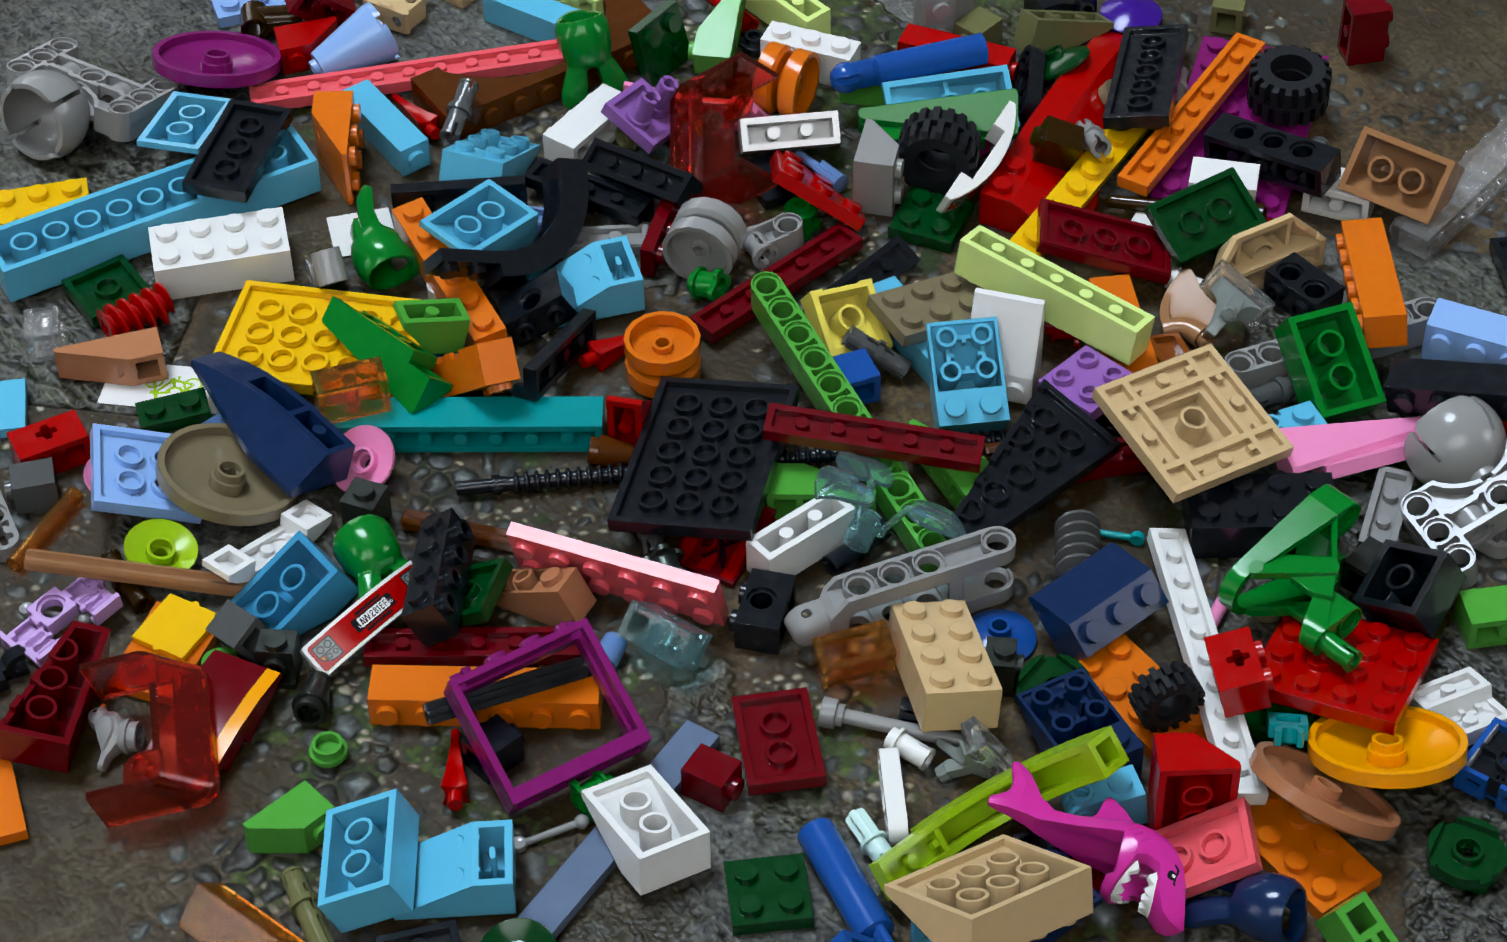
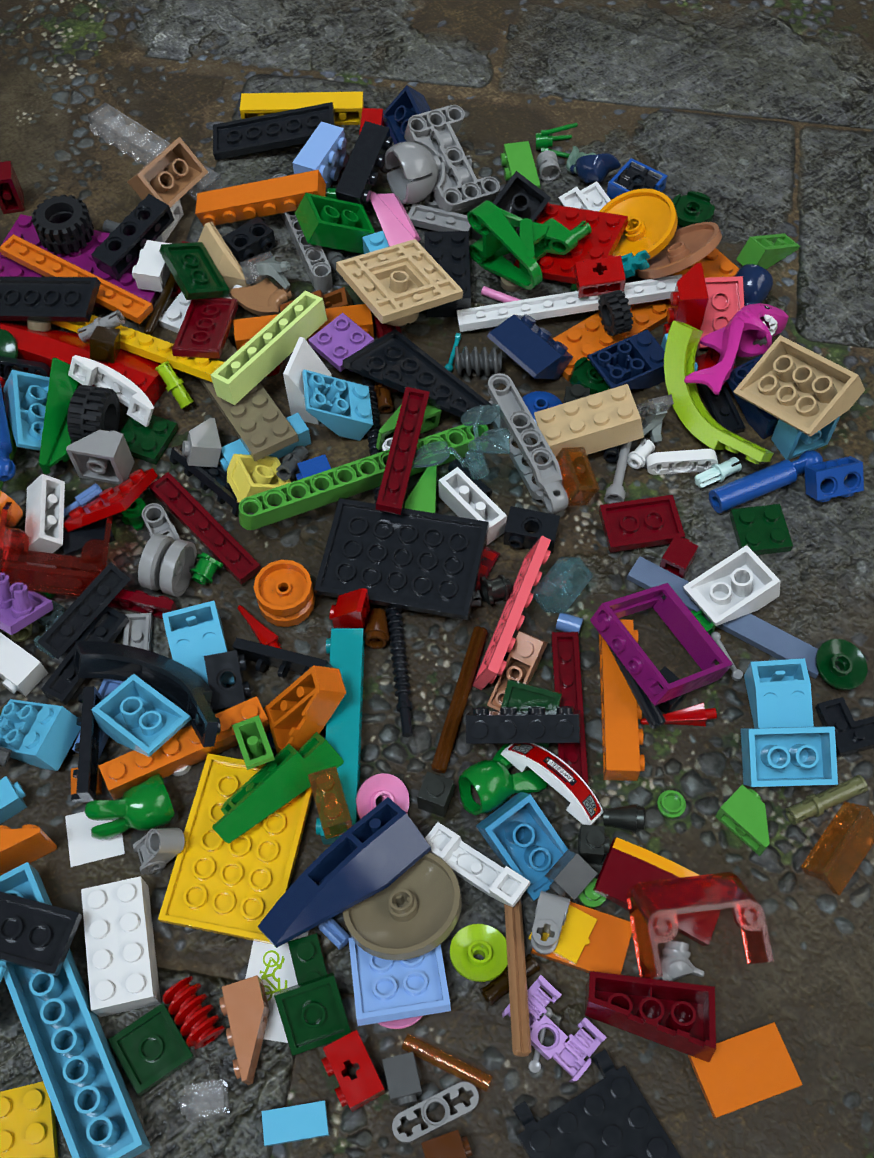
camera: 90 degrees left, 15 degrees up
(118, 401) = (312, 1013): none -> dark green plate
(182, 600) = (549, 918): none -> light grey piece
(904, 258) = (203, 445): none -> light grey slope
(1013, 219) = (174, 384): none -> lime pin

